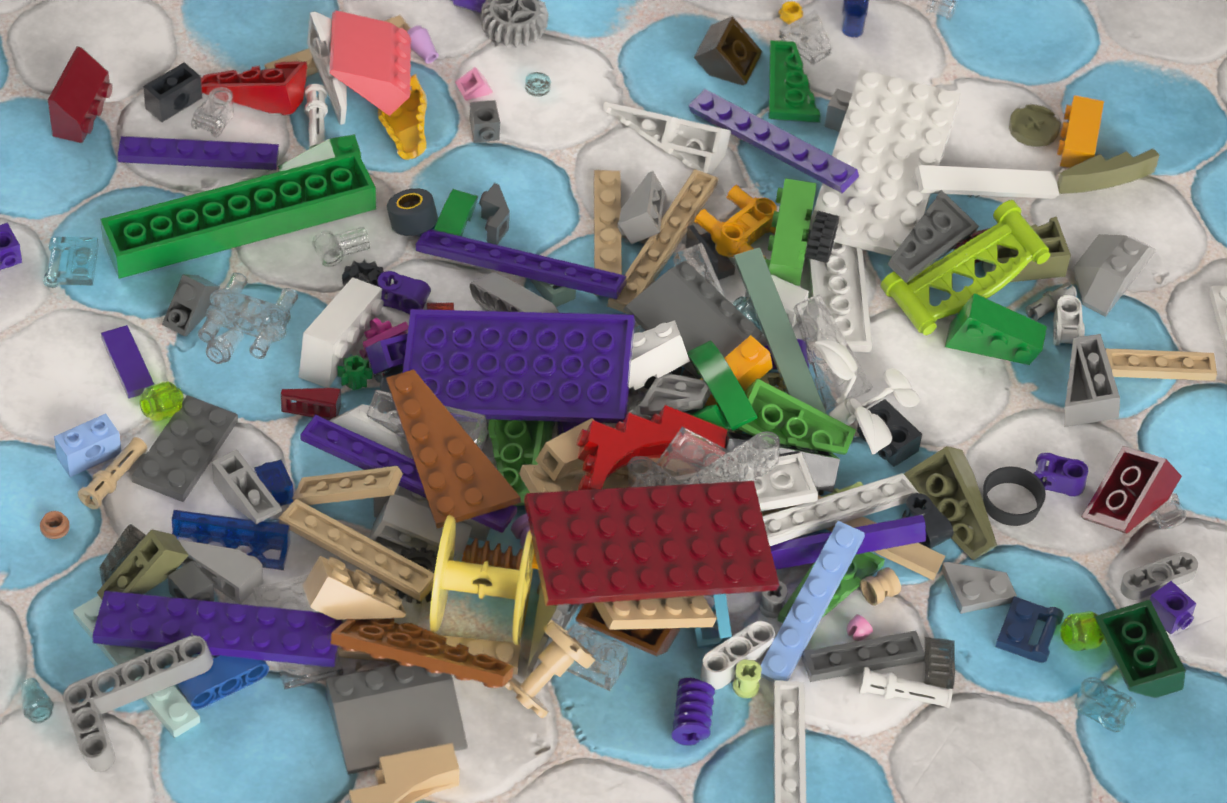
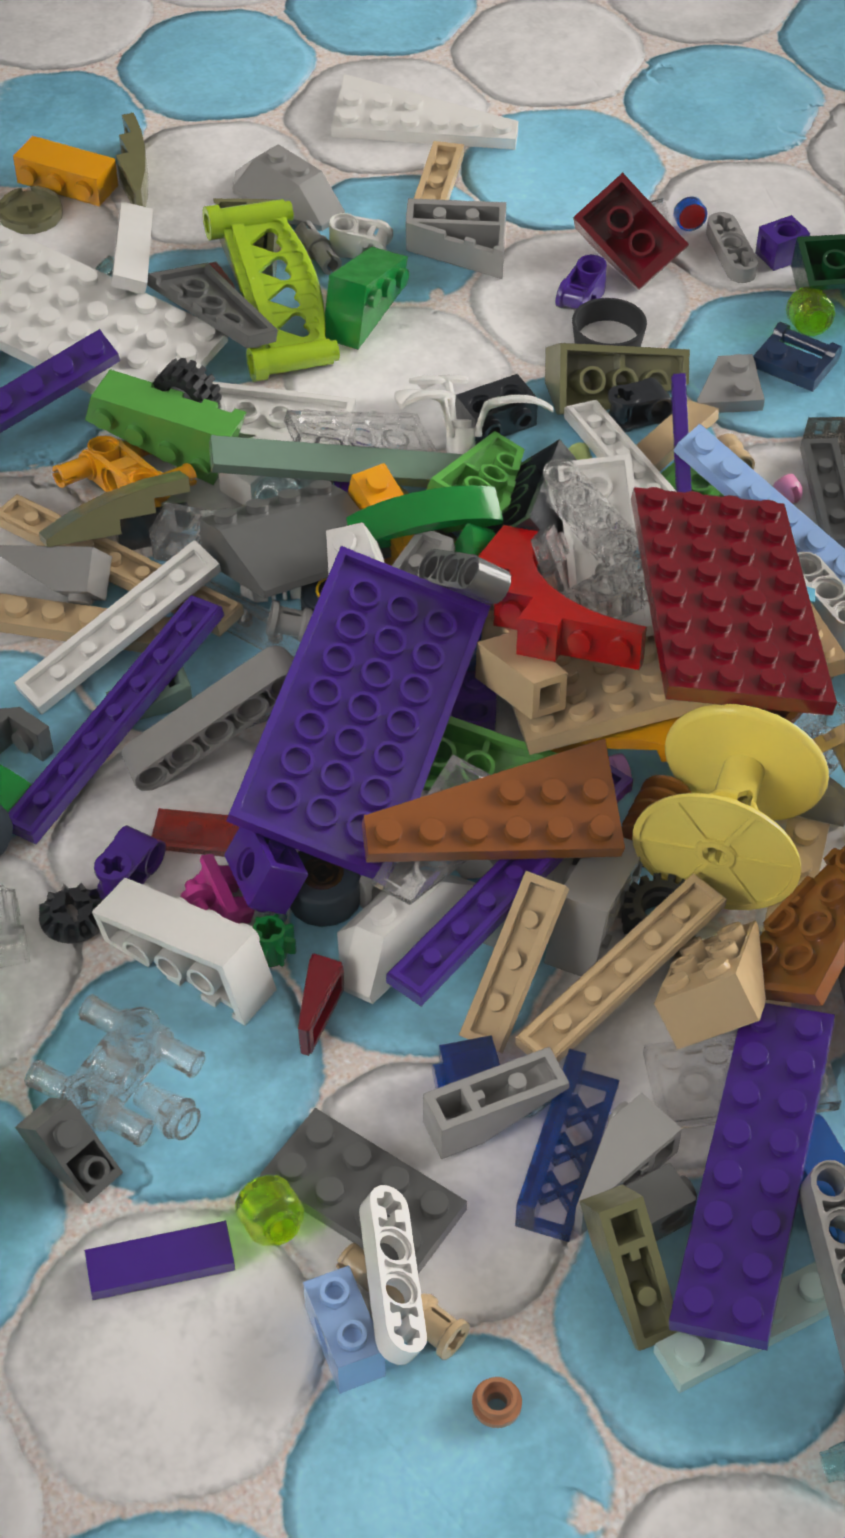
camera: 75 degrees left, 0 degrees up
(116, 449) = (397, 1273): none -> white beam
(123, 547) = (578, 1295): clear smoke slope -> none
(594, 247) = (117, 627): none -> white plate
(640, 395) = (466, 575): none -> dark grey beam
(687, 216) = (103, 514): none -> olive slope
(1187, 539) = (690, 213): none -> tile

